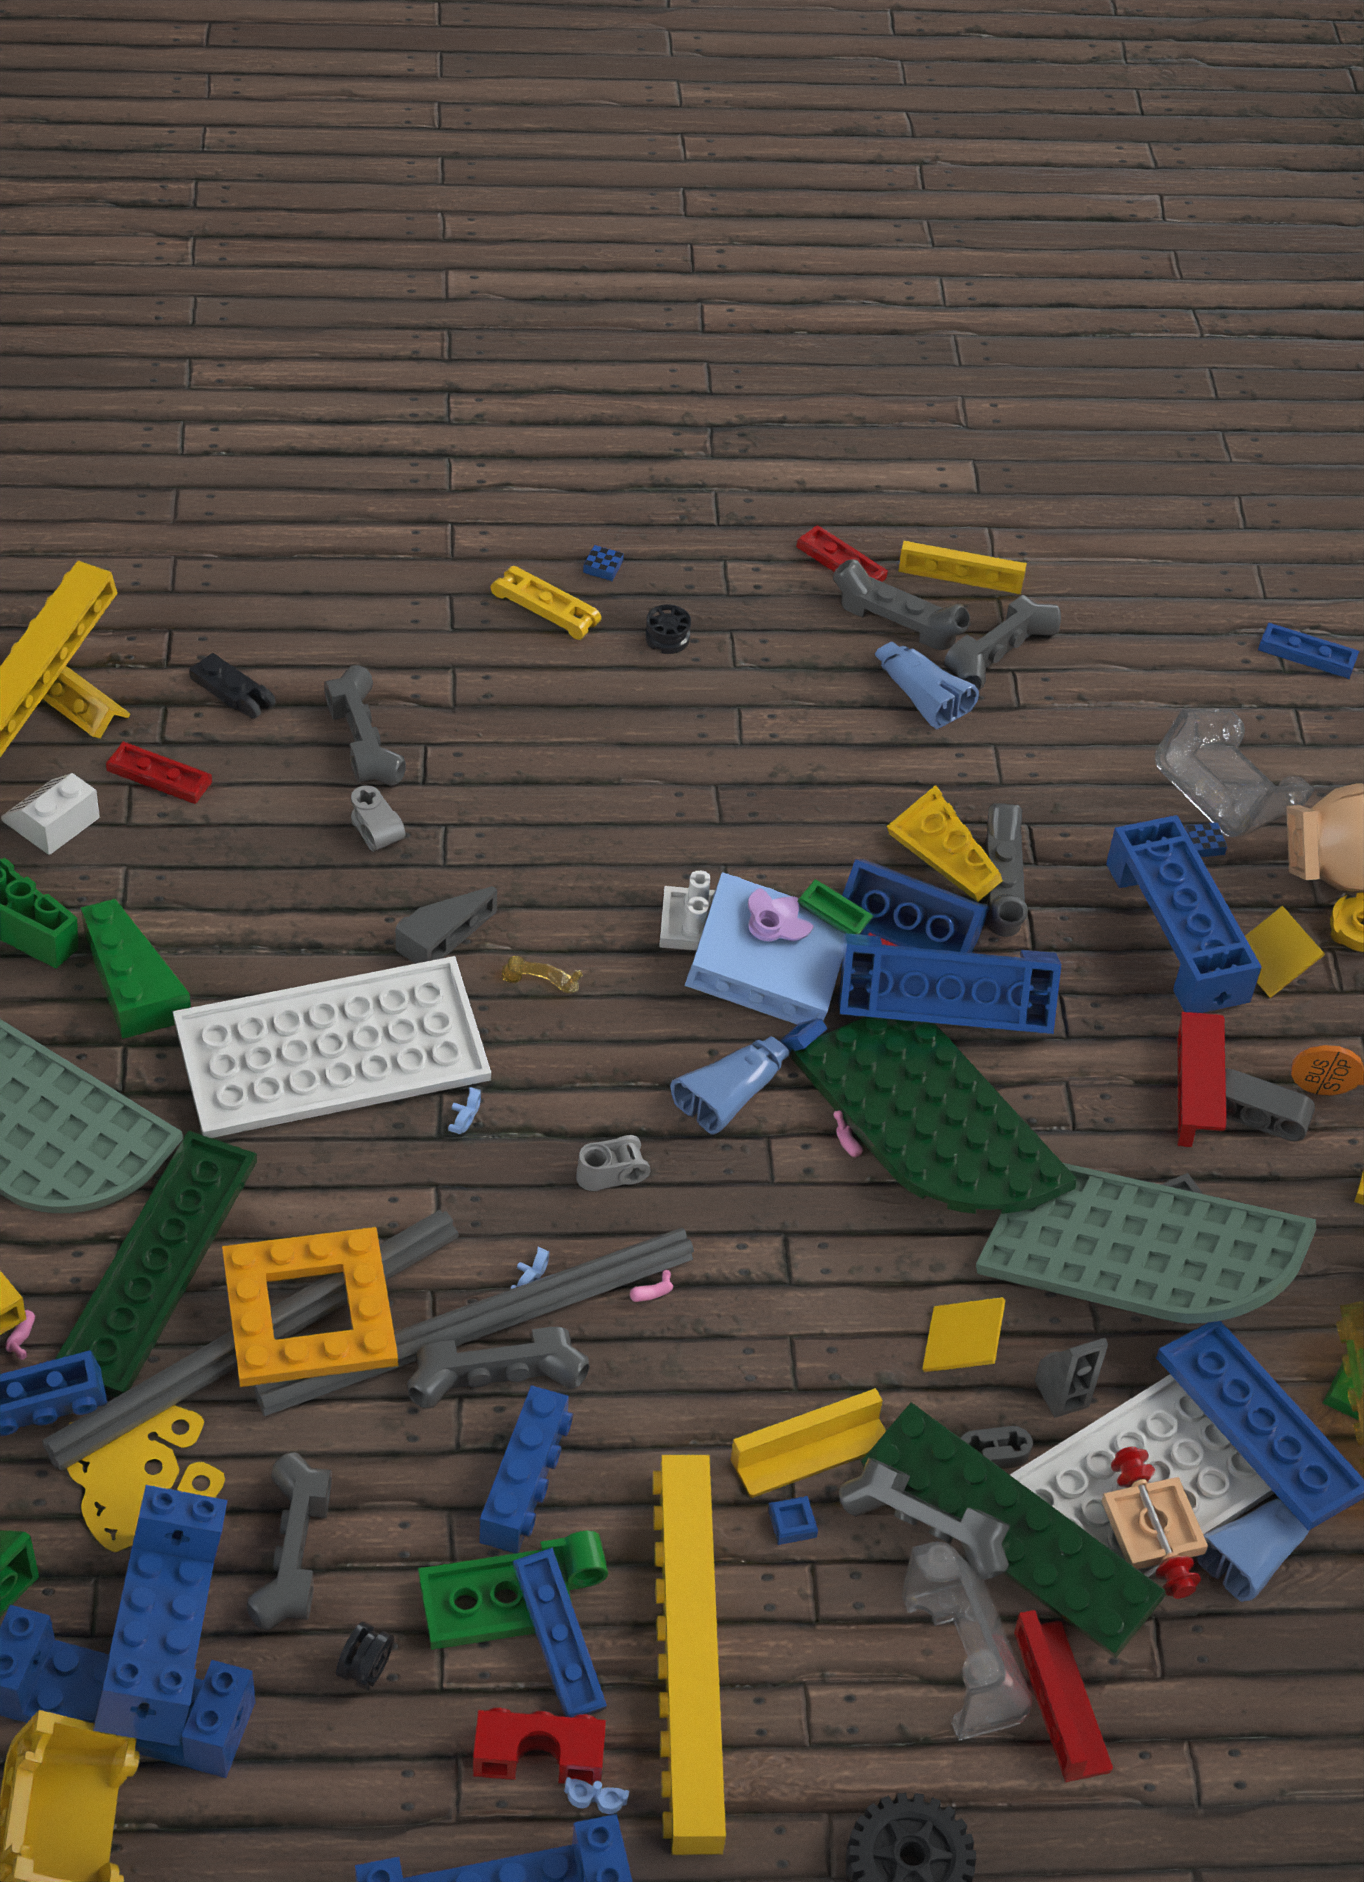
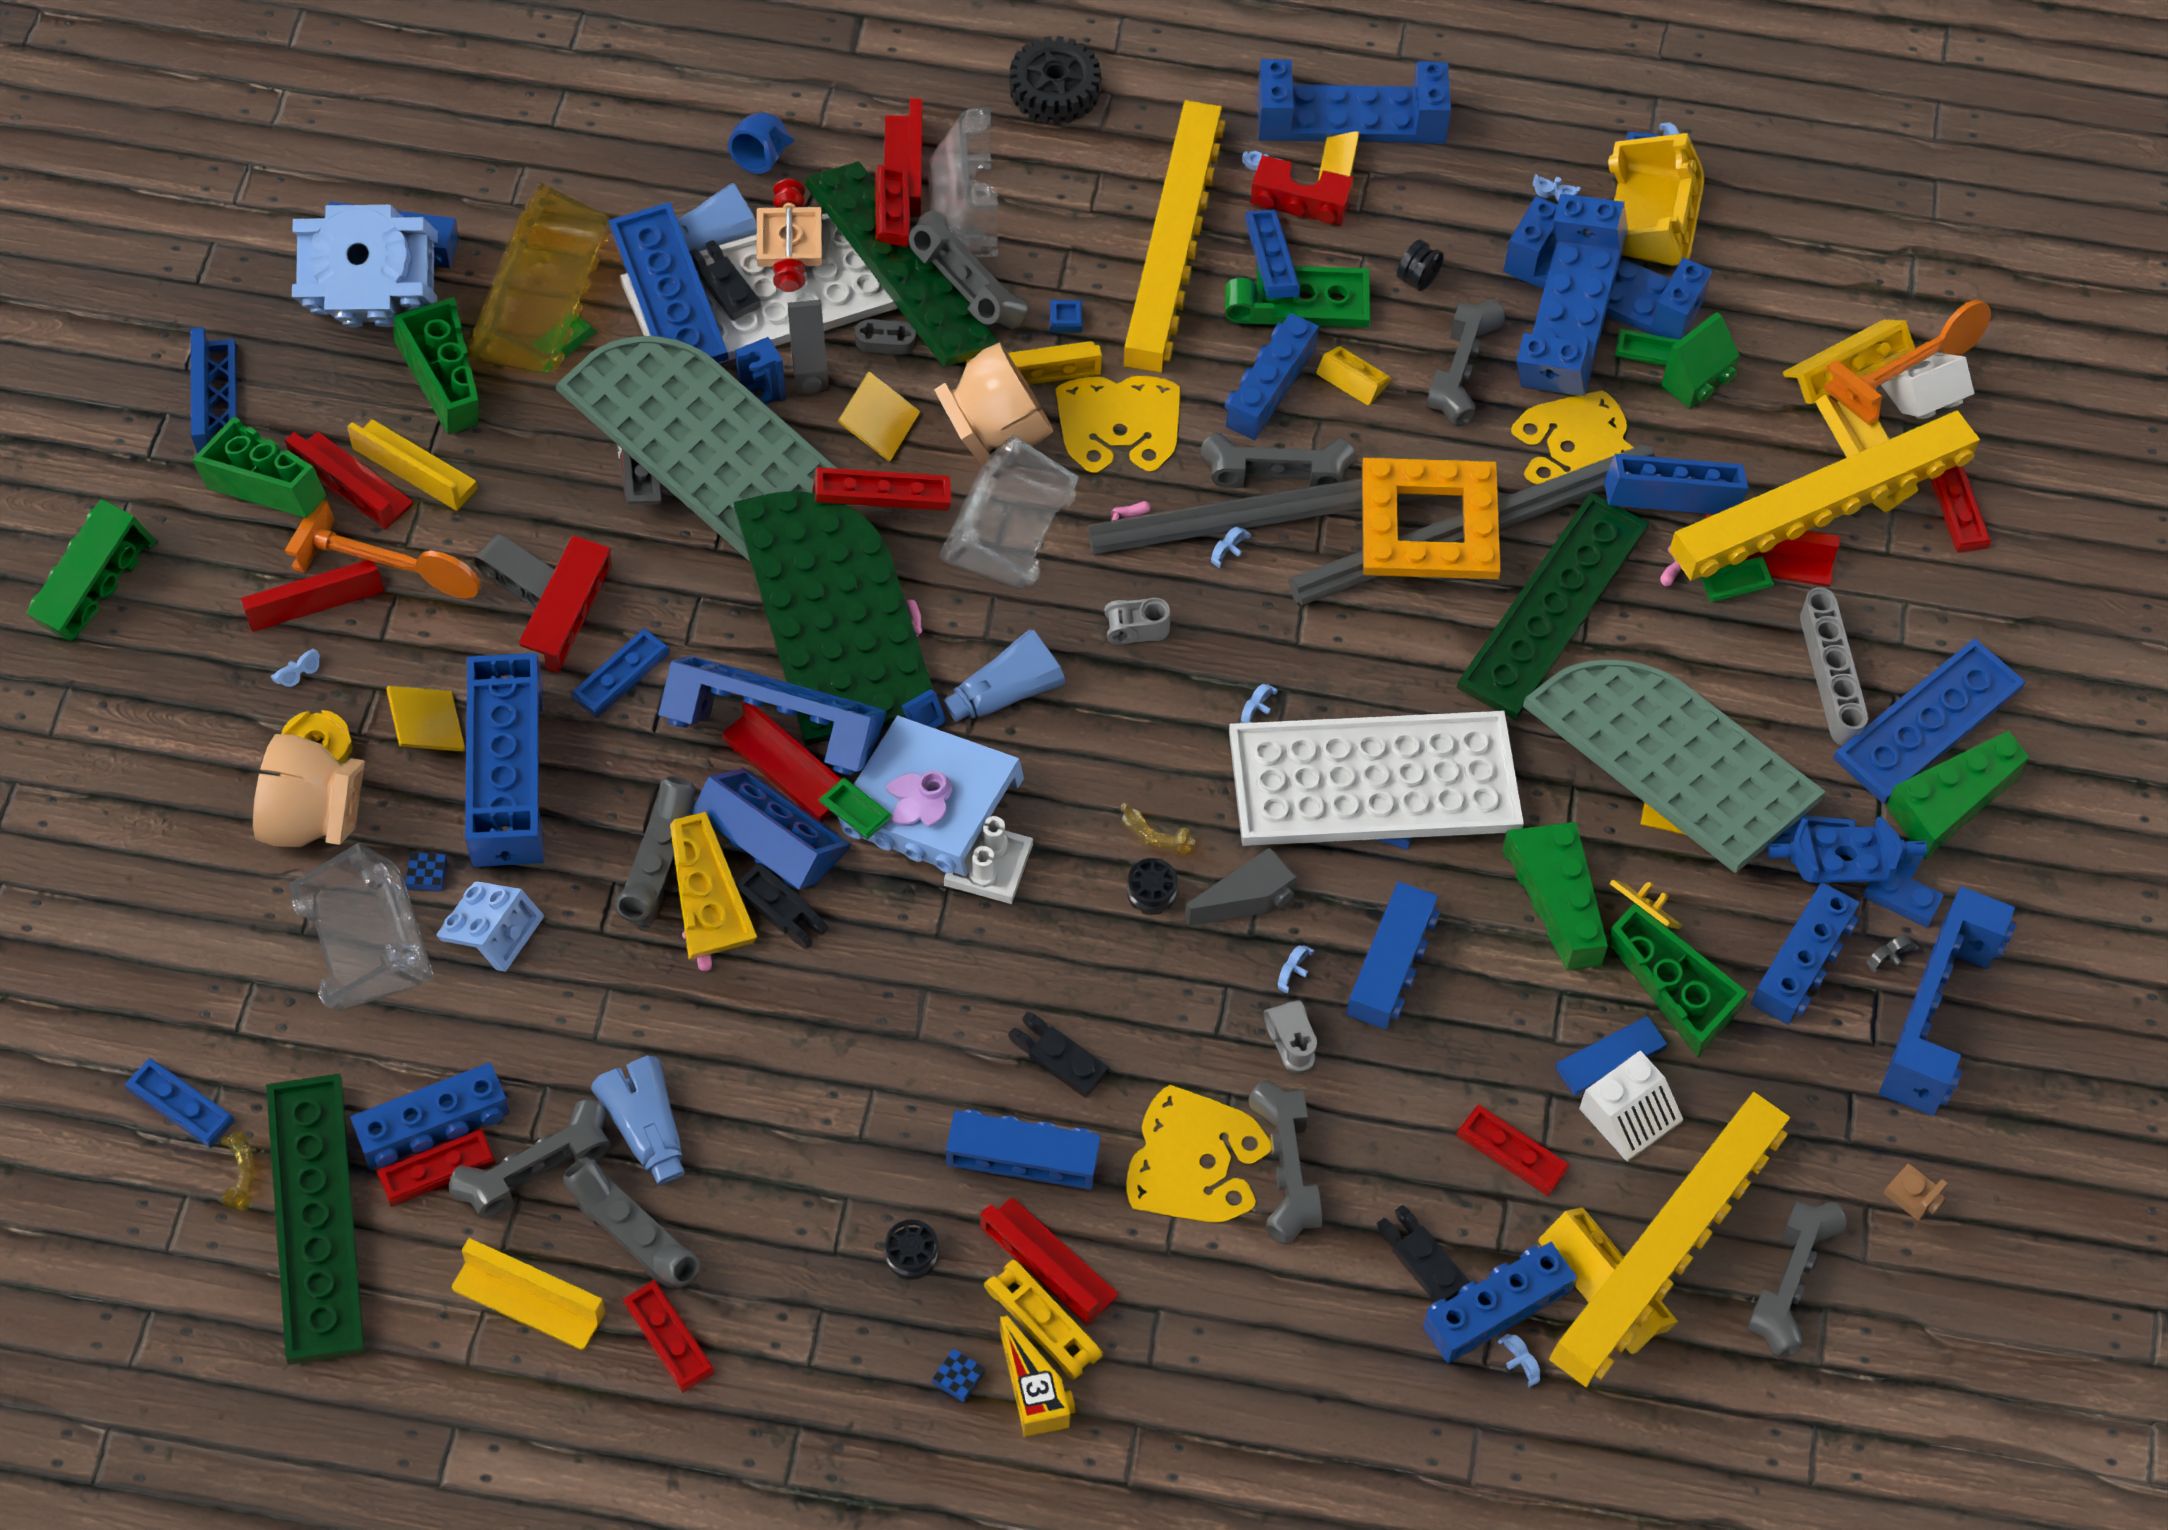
camera: 165 degrees left, 10 degrees up
(42, 960) = (1646, 903): none -> yellow piece
(67, 1610) = (1643, 347): none -> green tile
(72, 854) = (1597, 1060): none -> blue tile
(141, 634) = (1522, 1356): none -> light blue piece
(160, 655) = (1499, 1301): none -> blue brick
(182, 1836) = (1546, 188): none -> light blue piece
(289, 888) = (1392, 955): none -> blue brick
(383, 885) = (1291, 966): none -> light blue piece
(425, 1511) = (1352, 375): none -> yellow slope
(461, 736) = (1174, 1151): none -> yellow piece
(498, 1814) = (1340, 153): none -> yellow slope
(534, 923) = (1152, 886): none -> black wheel
(538, 553) = (1036, 1386): none -> yellow slope
(555, 638) = (1047, 1260): none -> red panel
(585, 784) = (1060, 1055): none -> black hinge
(595, 696) = (1023, 1149): none -> blue brick
(698, 1424) = (1119, 404): none -> yellow piece
(785, 1238) = (1009, 514): none -> clear windscreen
(832, 1330) = (993, 404): none -> light nougat plate
(859, 845) = (779, 904): none -> black hinge
(927, 1229) = (882, 488): none -> red panel
(1047, 1582) = (892, 205): none -> red tile
(1078, 637) = (434, 1167): none -> red tile
(1100, 659) = (430, 1116): none -> blue brick
(1116, 1038) = (620, 673): none -> blue tile
(1121, 1338) = (761, 370): none -> blue hinge
(1124, 794) = (494, 921): none -> light blue bracket
(1157, 589) = (314, 1219): none -> dark green plate
(1205, 1458) = (725, 282): none -> black hinge
(1236, 620) = (237, 1195): none -> clear yellow piece
(1249, 1663) = (758, 142): none -> blue piece

